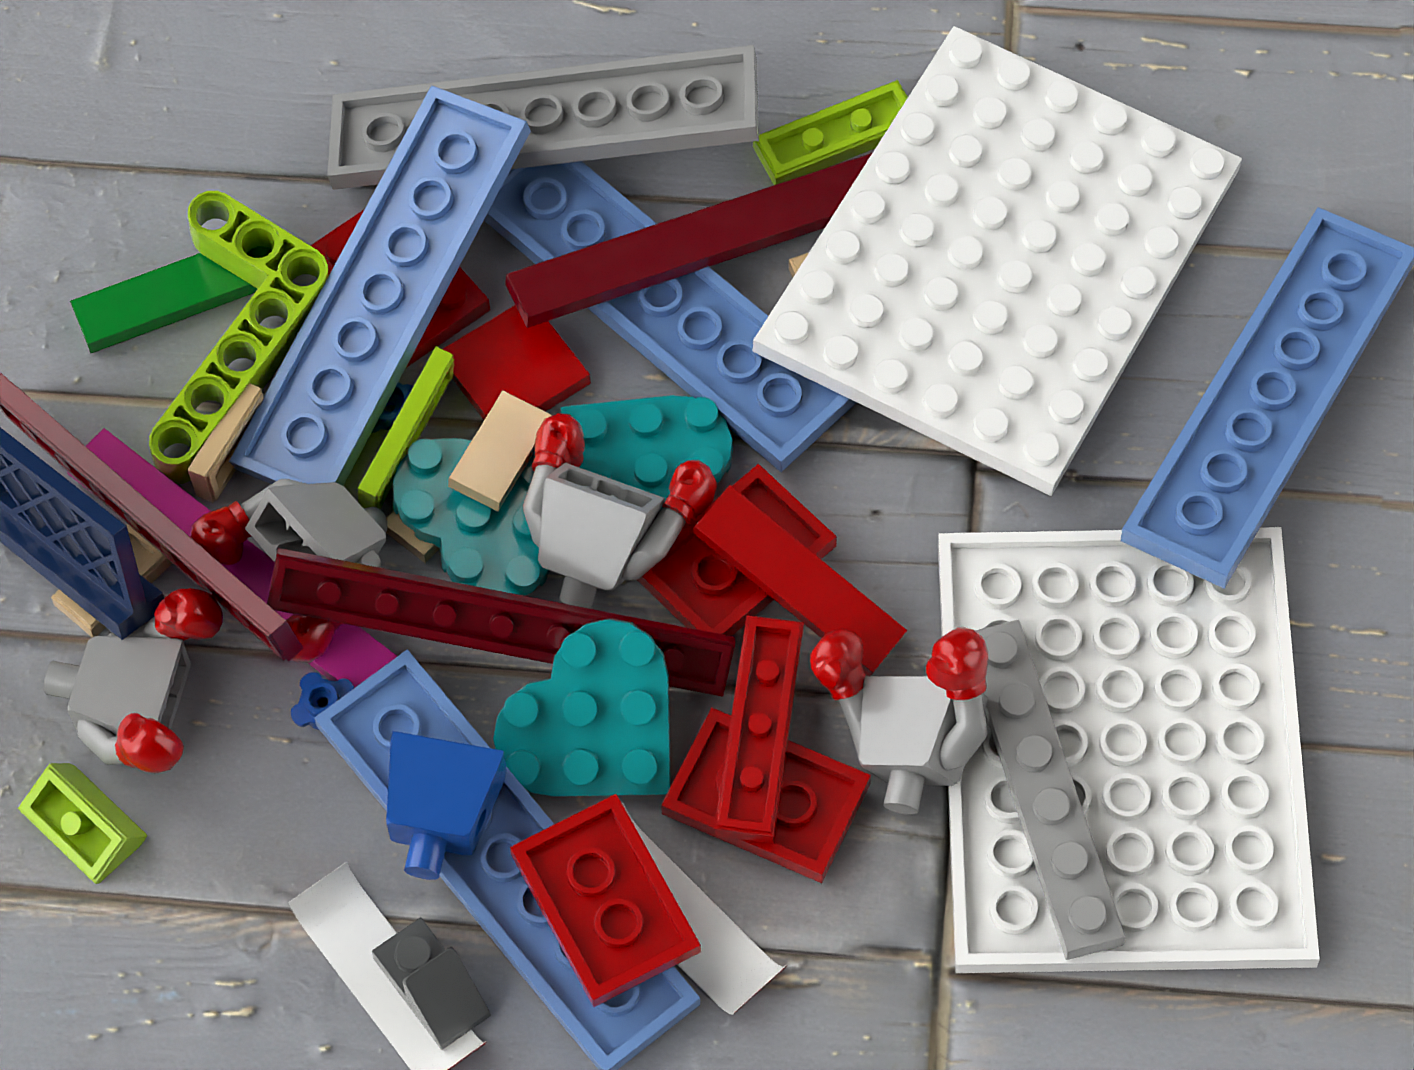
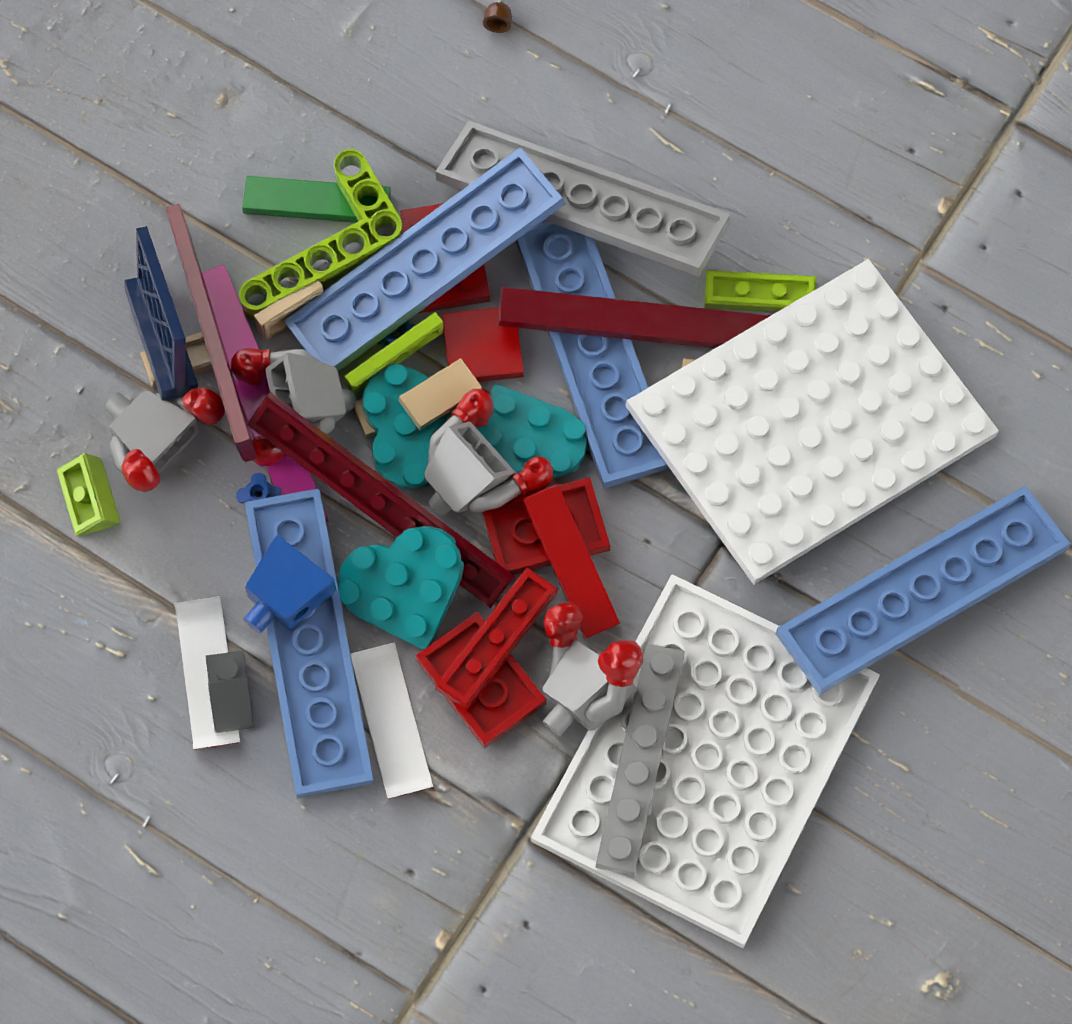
camera: 25 degrees right, 5 degrees up
(605, 900) = (347, 695): red plate -> none

